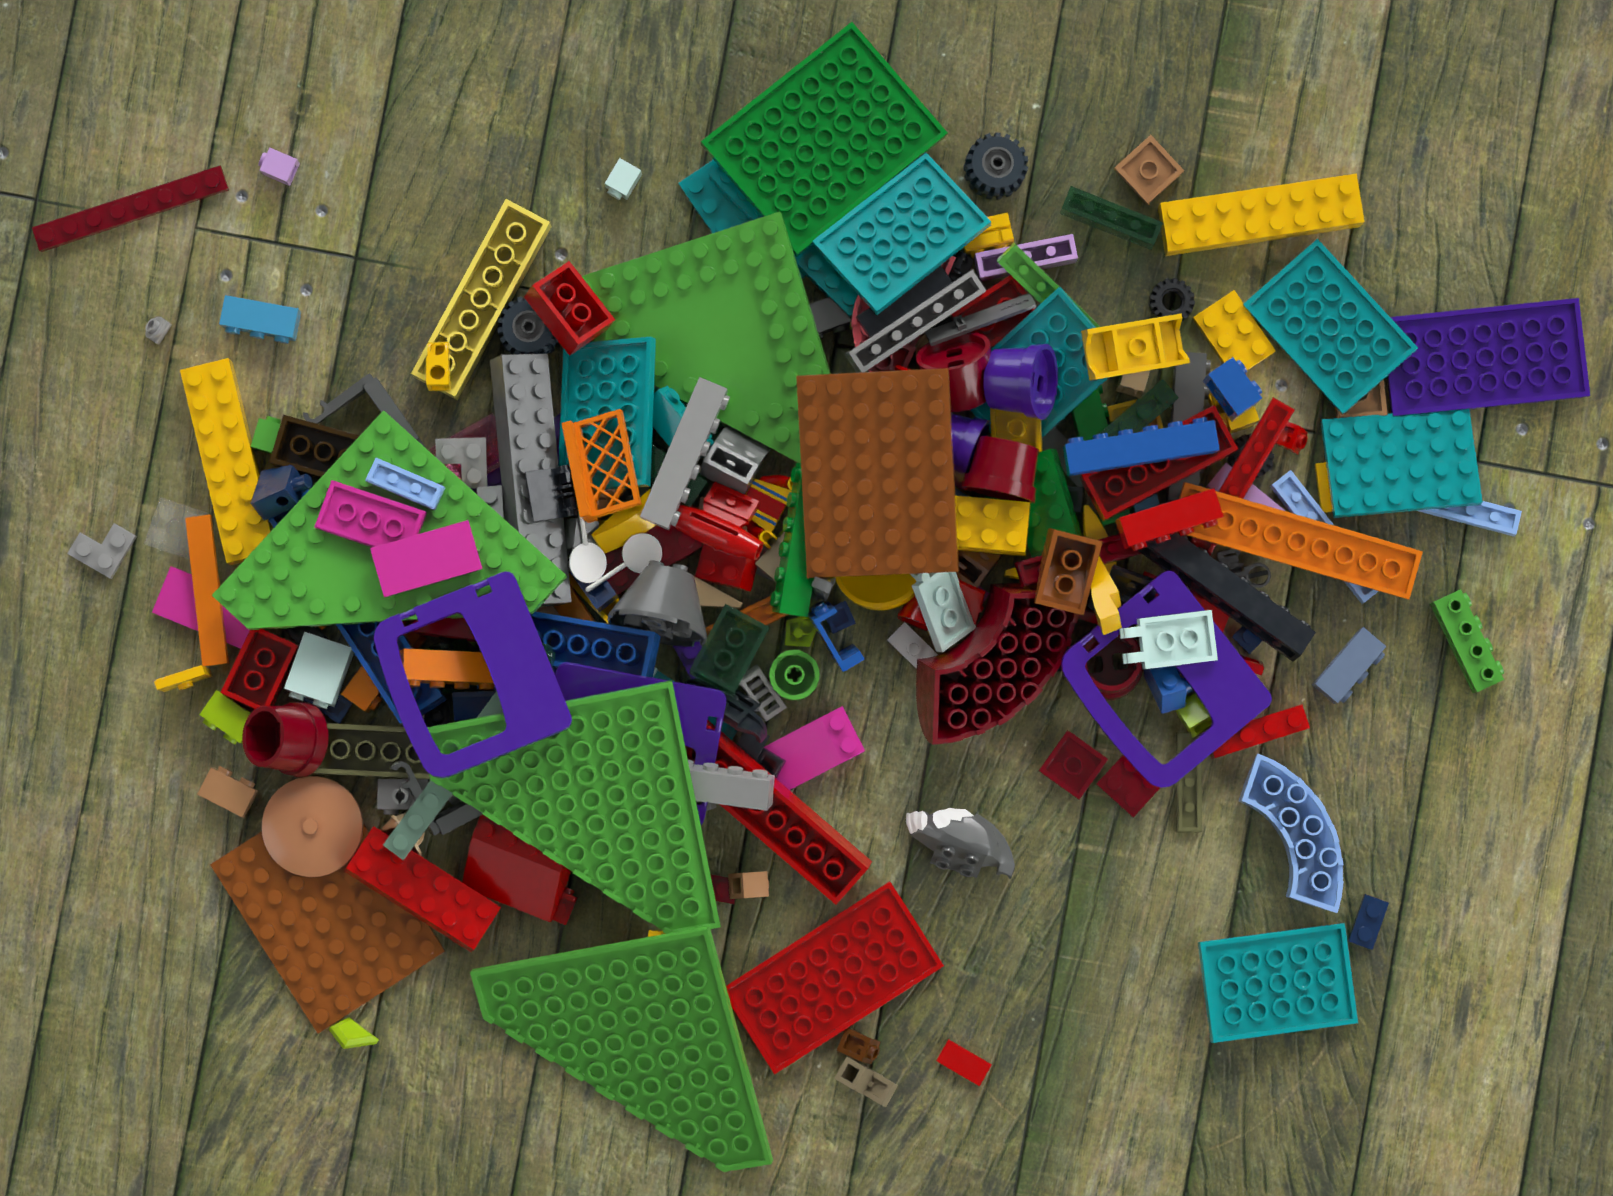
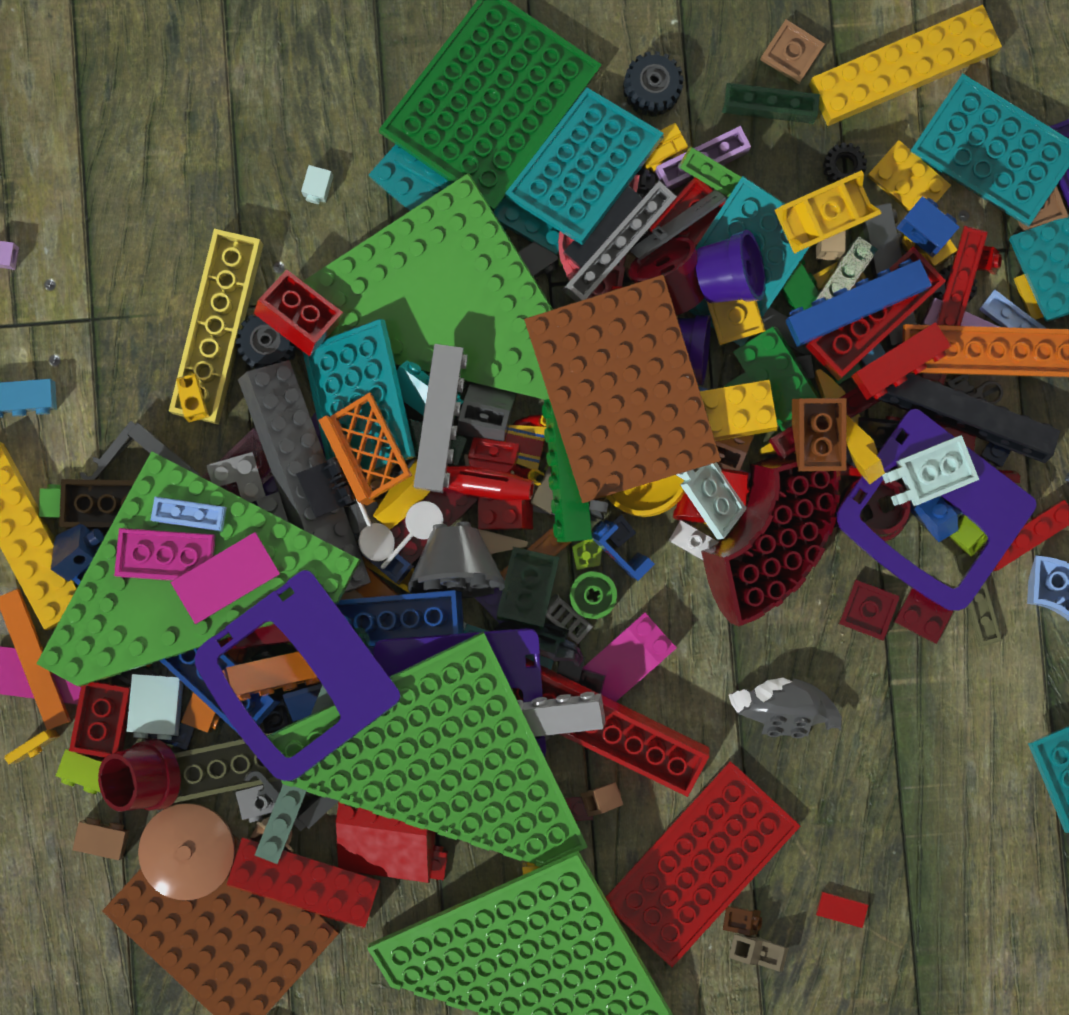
camera: 10 degrees left, 0 degrees up
(1003, 470) = (736, 356): dark red piece -> none

